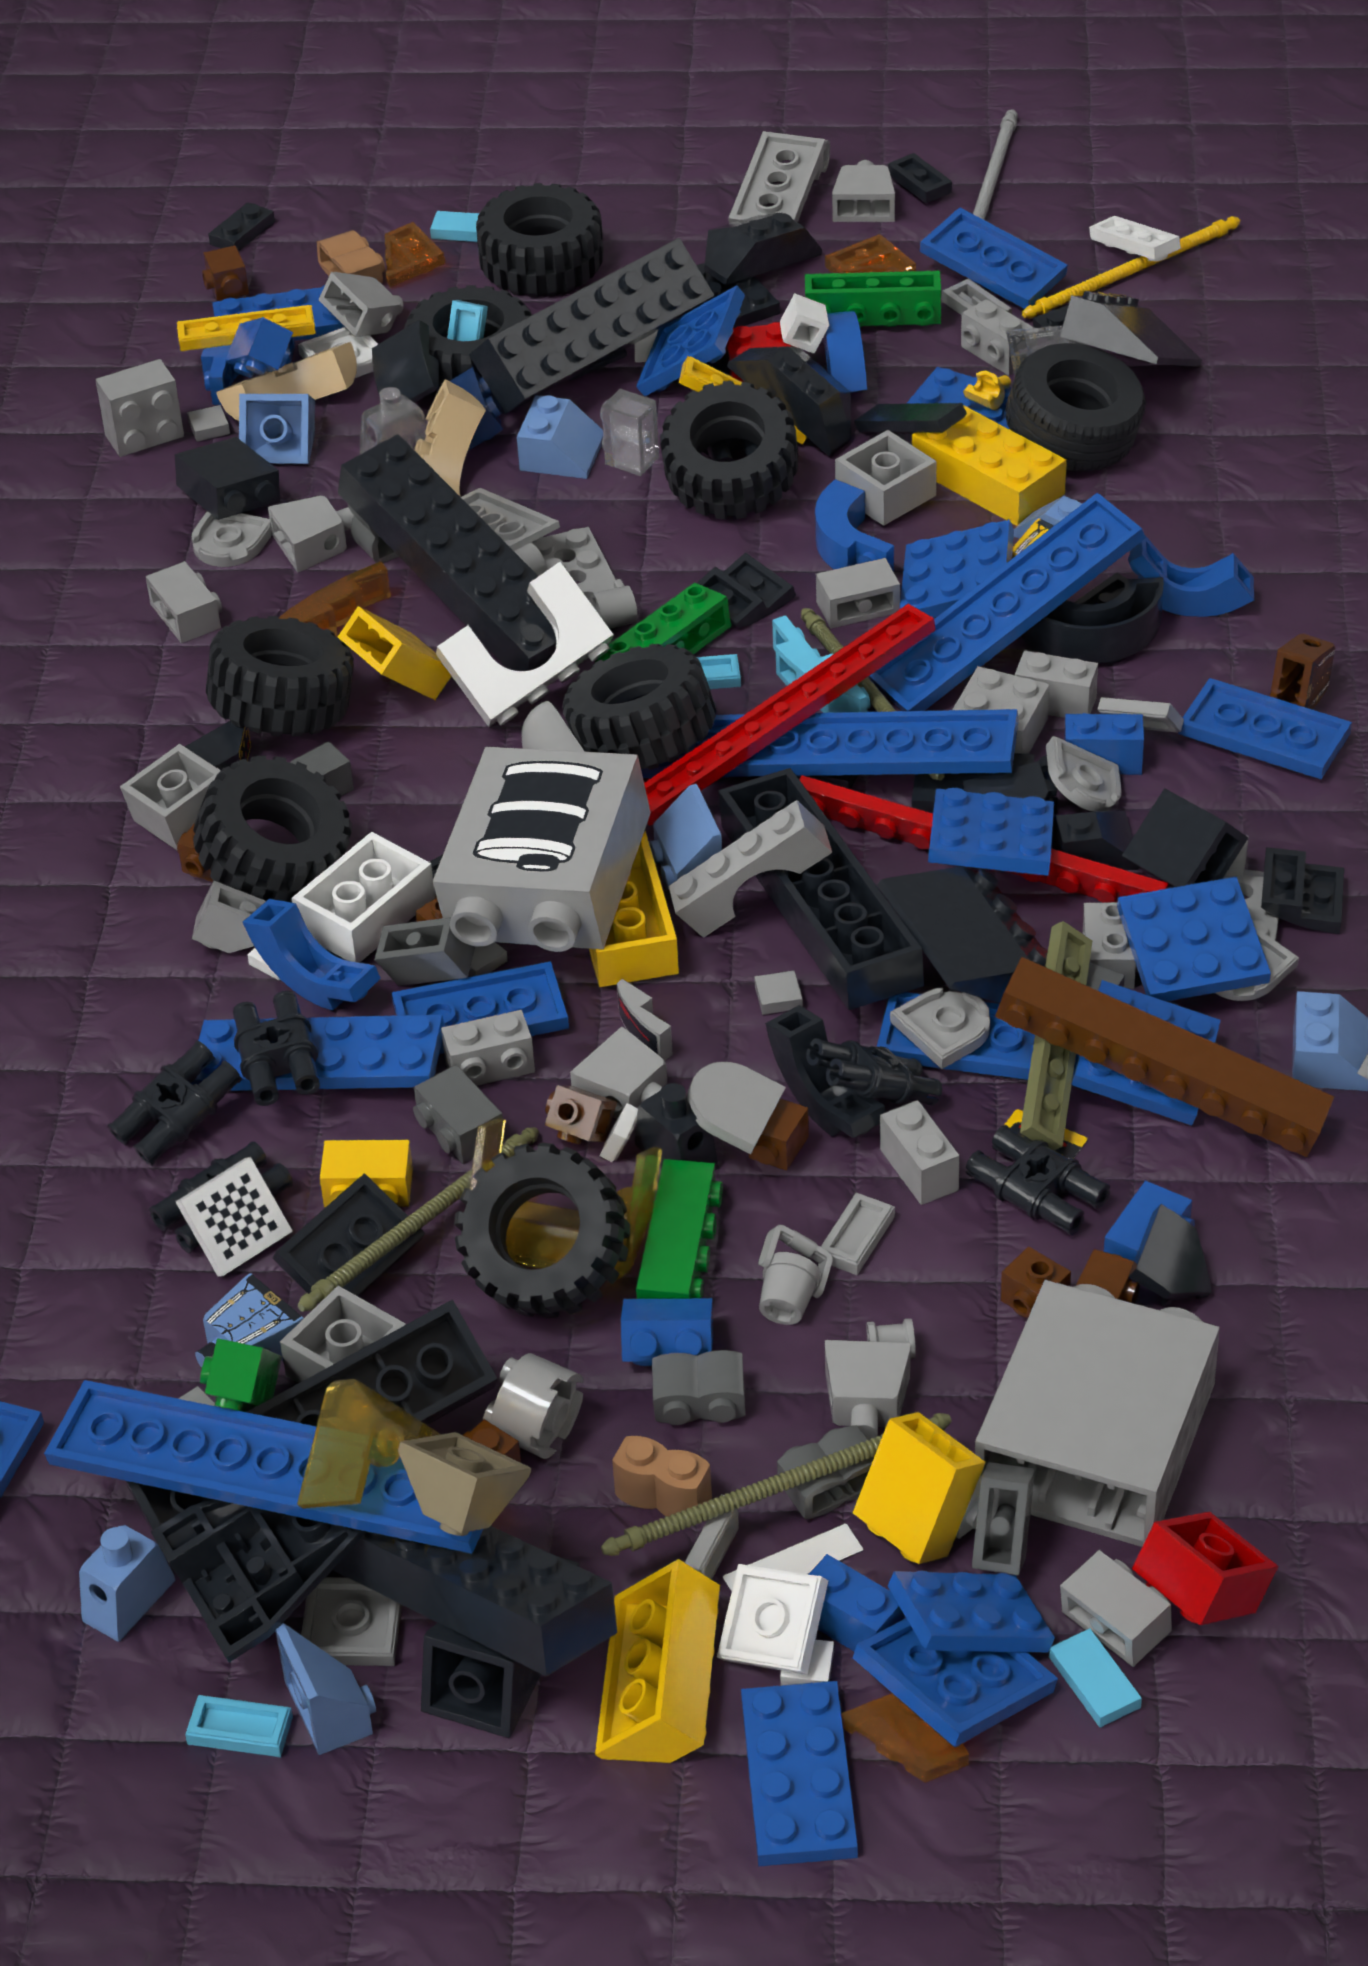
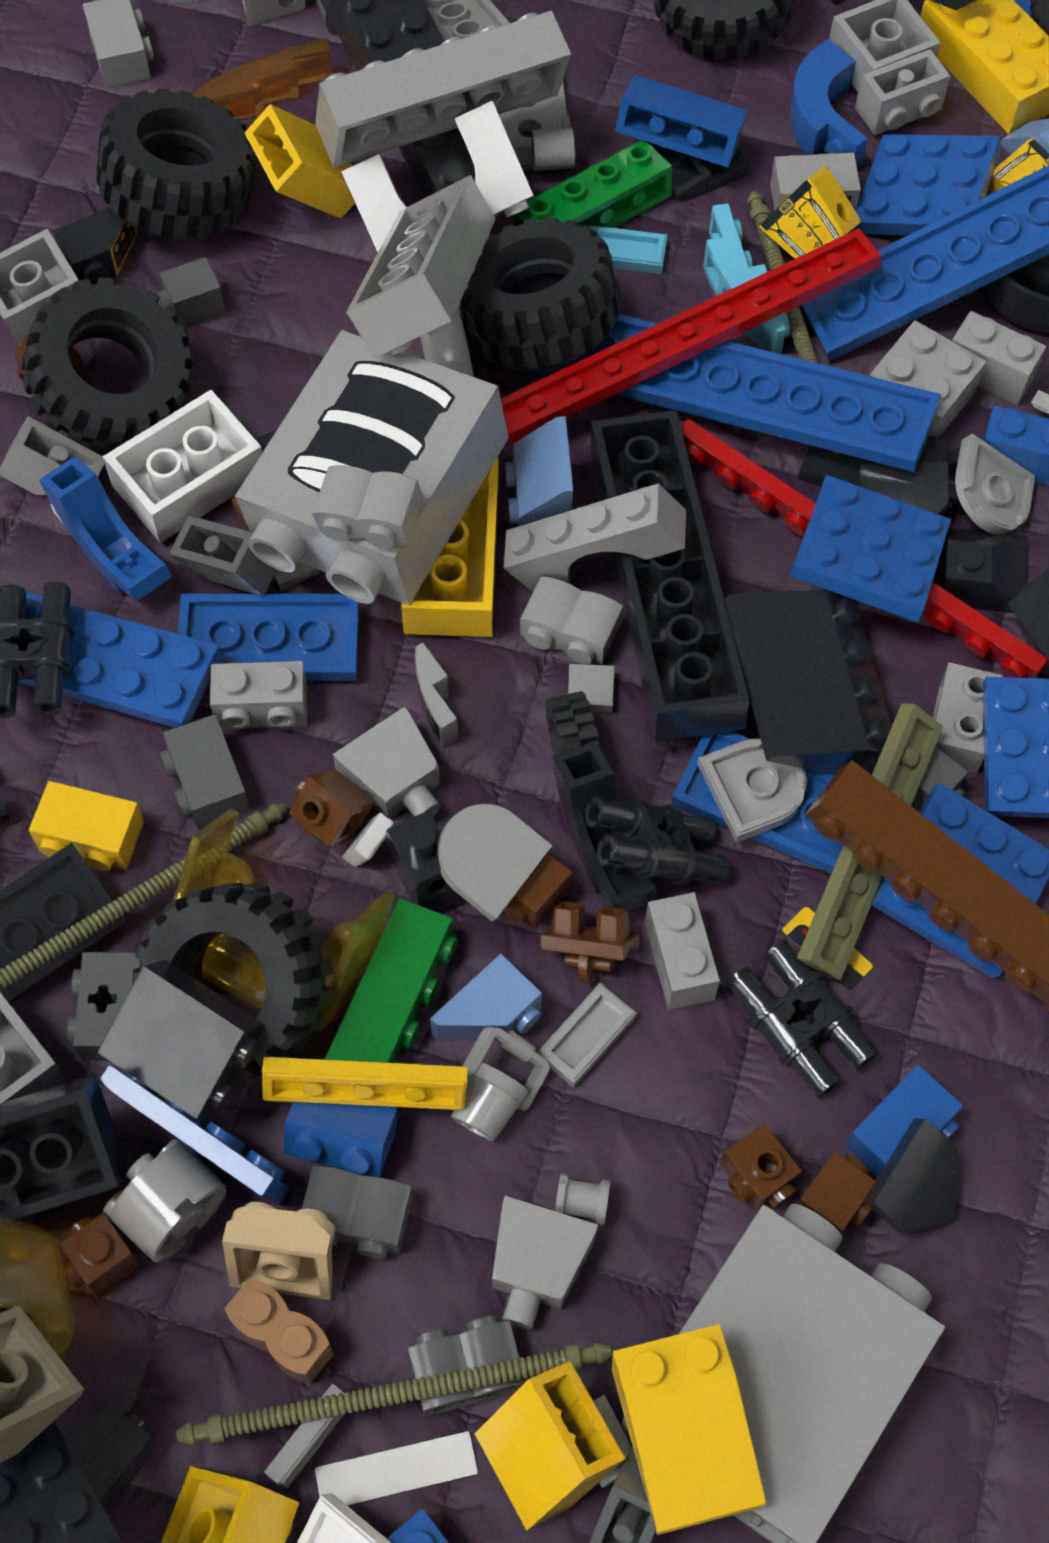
camera: 10 degrees right, 20 degrees up
(429, 1280) = (99, 980): none -> dark grey brick
(497, 565) = (429, 88): none -> light grey brick
(517, 1268) = (181, 1039): none -> brick
(542, 689) = (422, 269): none -> light grey brick
(556, 854) = (367, 506): none -> light grey brick
(600, 1362) = (211, 1141): none -> plate
(648, 1406) = (280, 1249): none -> tan slope
(680, 1279) = (364, 1083): none -> yellow tile
(724, 560) = (681, 120): none -> blue brick
(745, 944) = (571, 621): none -> light grey brick
(765, 1004) = (570, 722): none -> black tyre
(765, 1209) = (494, 998): none -> medium blue slope
(856, 1149) = (587, 946): none -> reddish brown hips
(860, 606) = (812, 215): none -> yellow torso
(913, 507) = (902, 92): none -> light grey brick
(1027, 1417) = (688, 1428): none -> yellow slope

